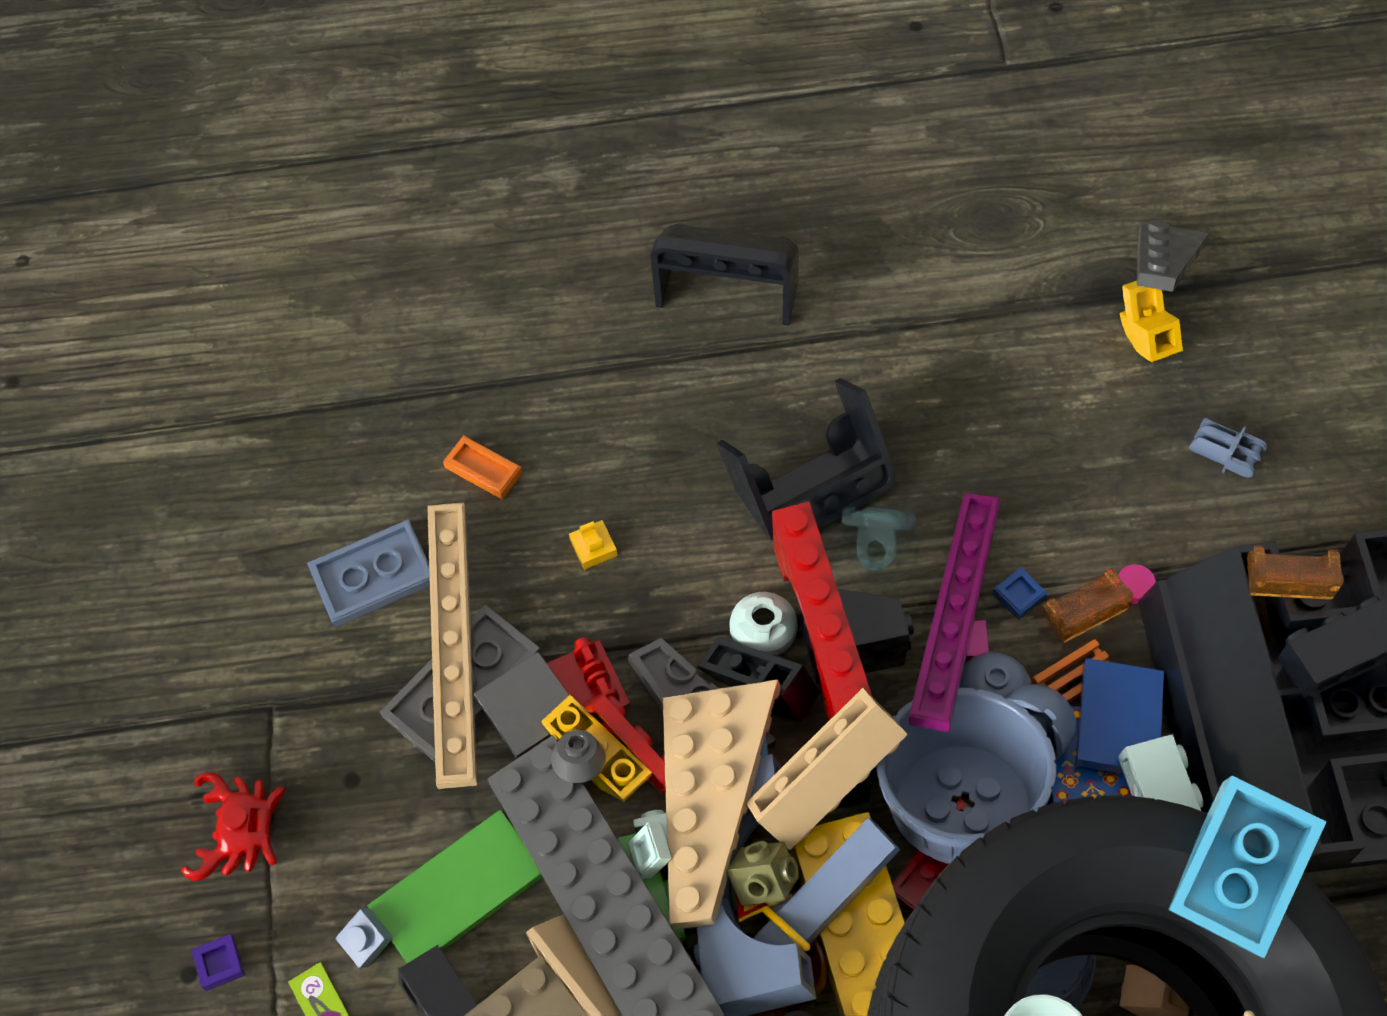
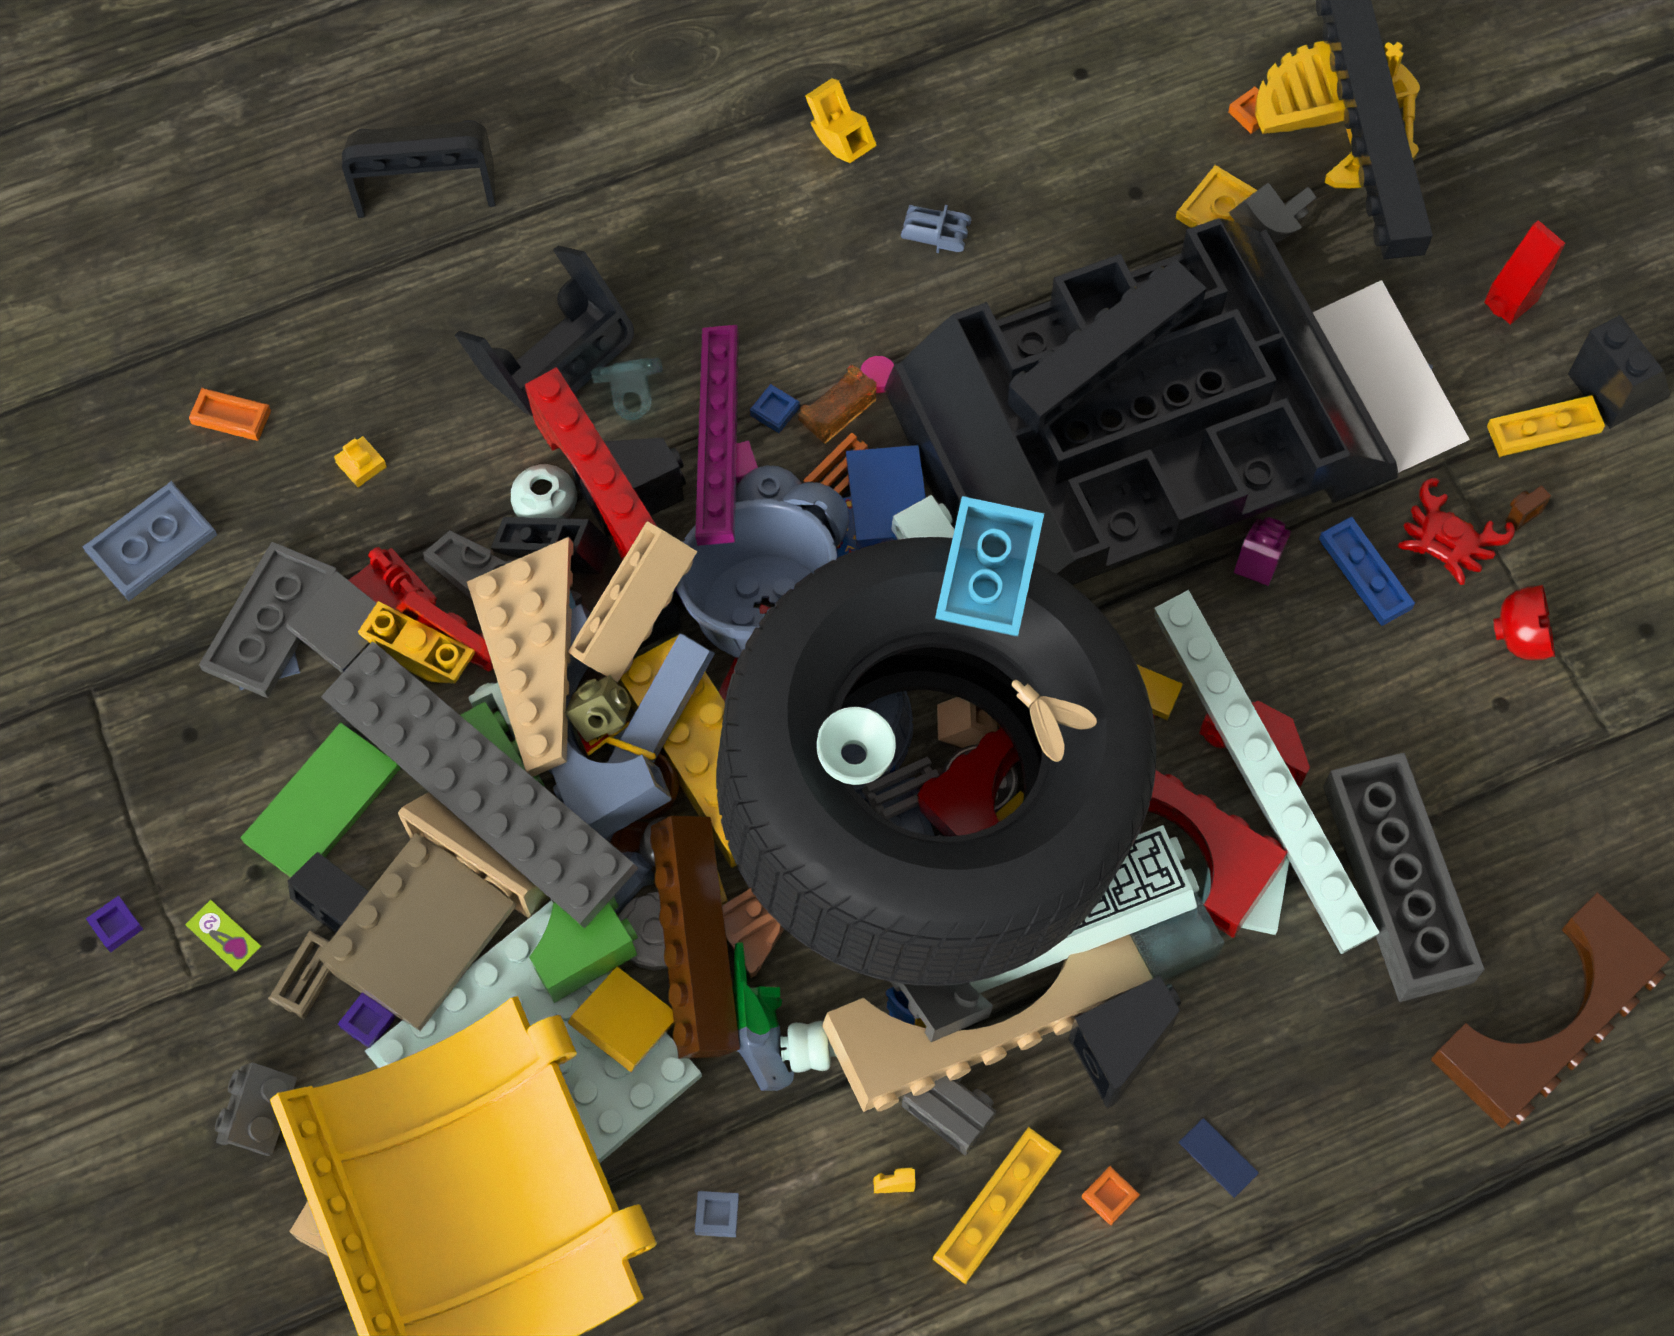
camera: 20 degrees left, 5 degrees up
(240, 826) = (96, 802): red animal -> none
(364, 938) = (246, 866): plate -> none
(451, 647) = (250, 585): tan tile -> none
(578, 757) = (402, 651): dark grey cone -> none
(650, 850) = (491, 715): light aqua tile -> none
(1166, 254) = (840, 54): dark grey wing -> none
(1294, 574) = (1006, 328): clear orange hinge -> none

